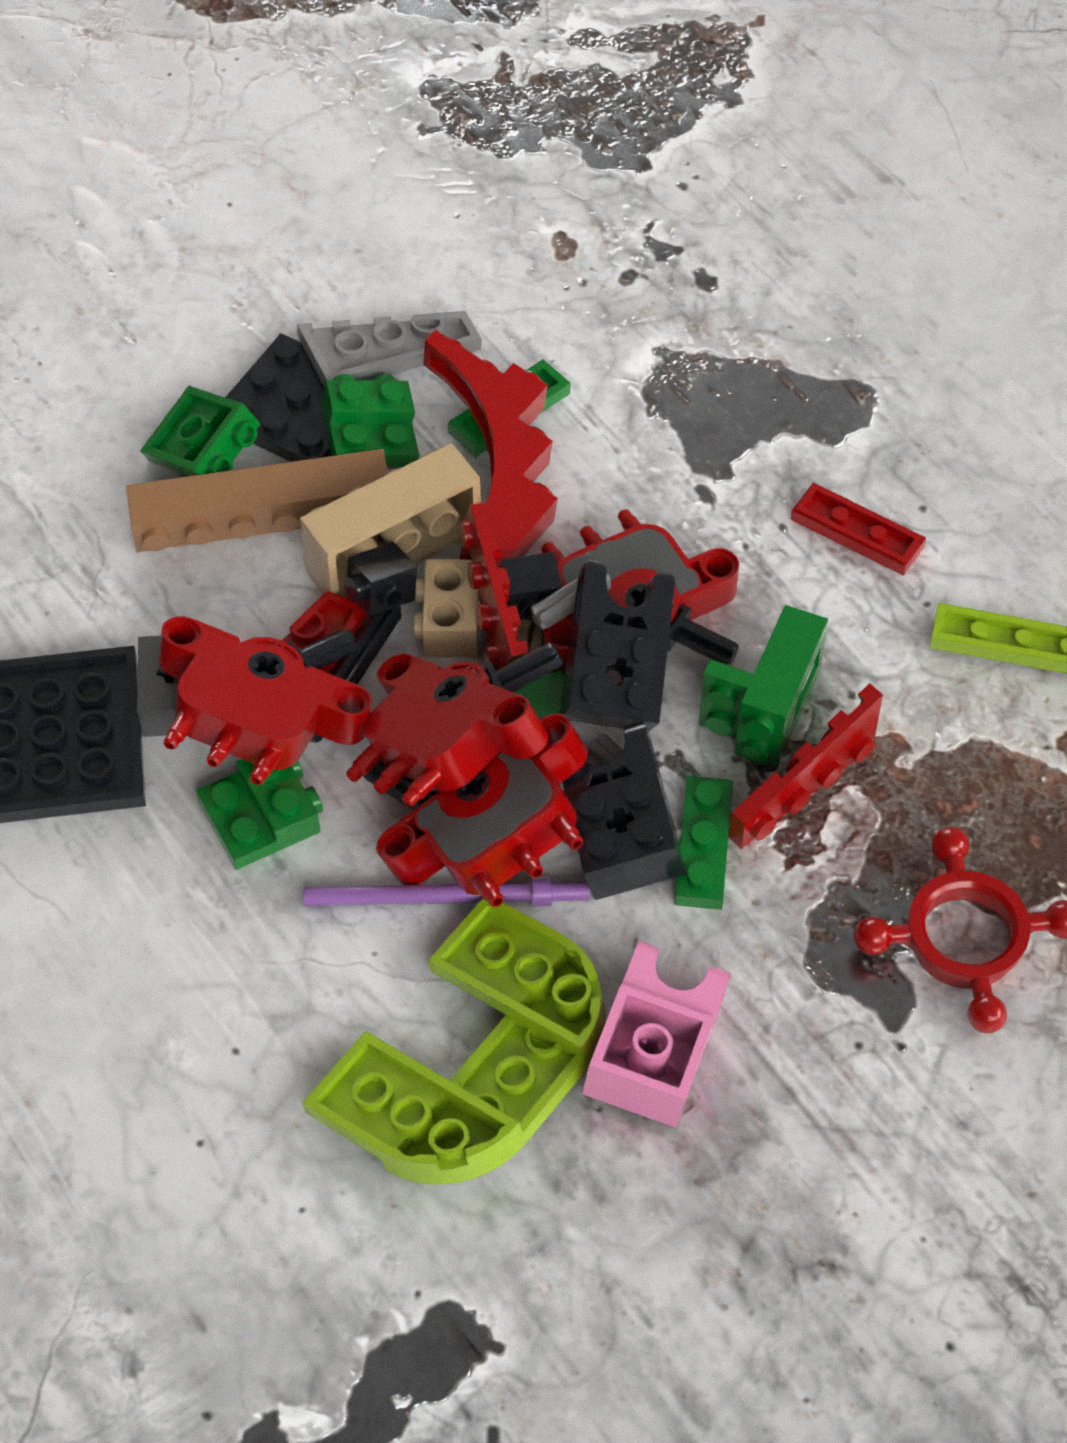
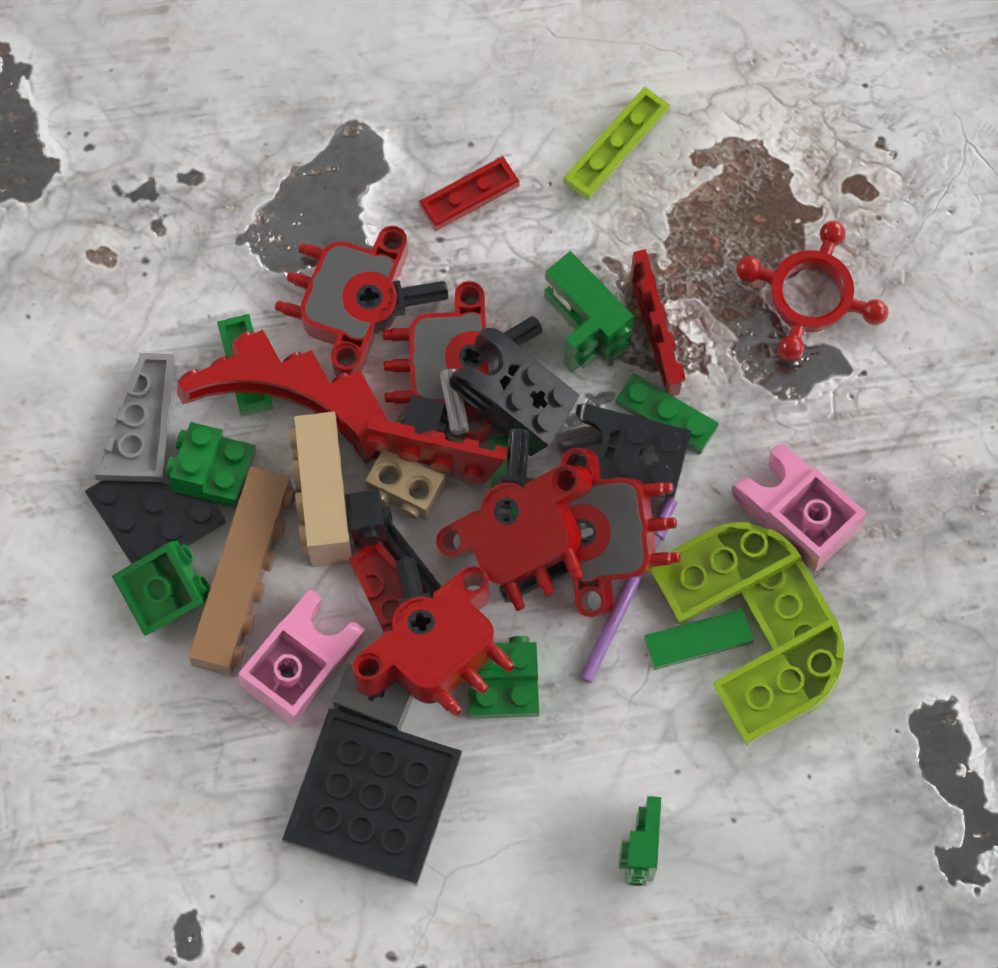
camera: 65 degrees left, 15 degrees up
(106, 1035) = (640, 852): none -> green plate
(172, 576) = (302, 650): none -> bright pink brick
(422, 999) = (698, 639): none -> green tile
(657, 469) = (339, 292): none -> piece

